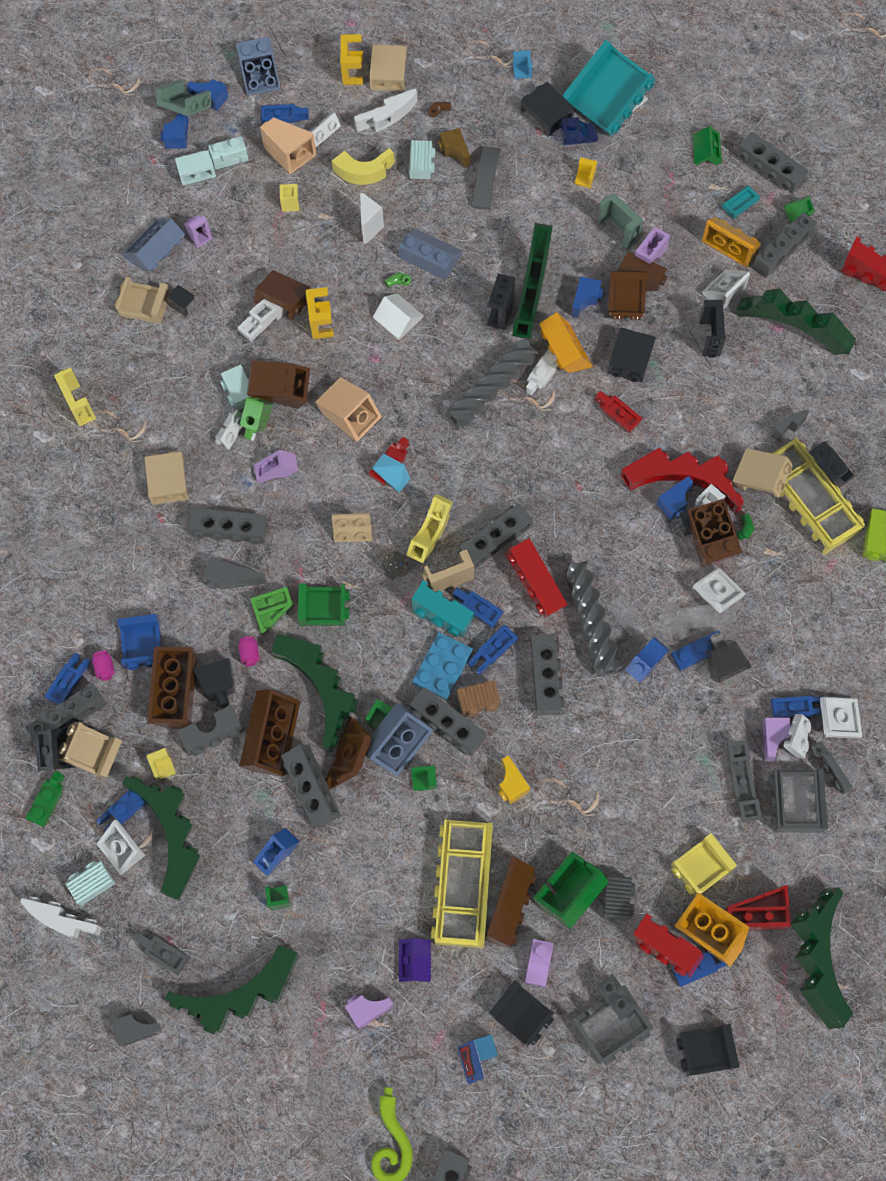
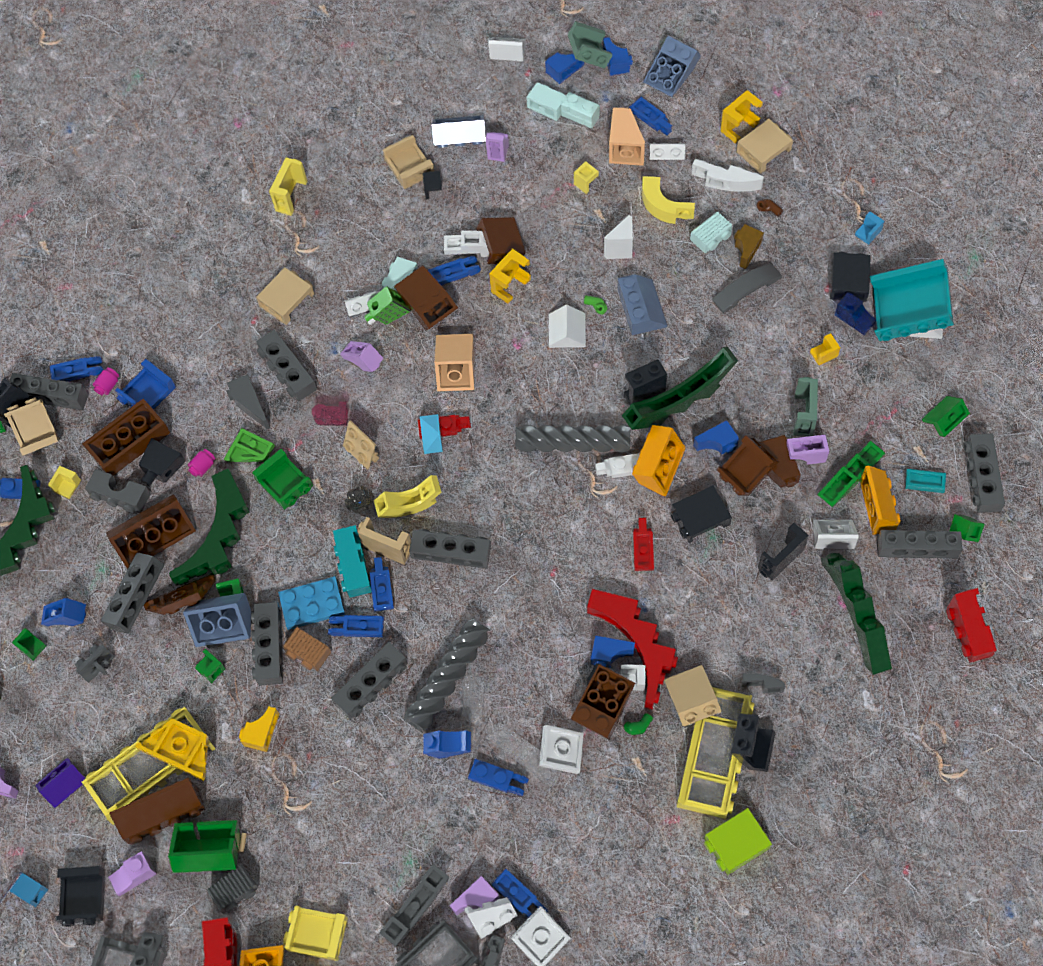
camera: 50 degrees right, 5 degrees down
(118, 153) = (506, 48): none -> white slope
(271, 345) = (455, 270): none -> blue hinge
(303, 528) = (331, 414): none -> clear pink leg
(343, 859) = (94, 663): none -> dark grey hips
(477, 846) = (179, 747): none -> yellow wing
(535, 578) = (440, 605): red wedge -> none
(693, 239) = (851, 474): none -> green slope
(725, 659) = (505, 803): clear smoke torso -> none

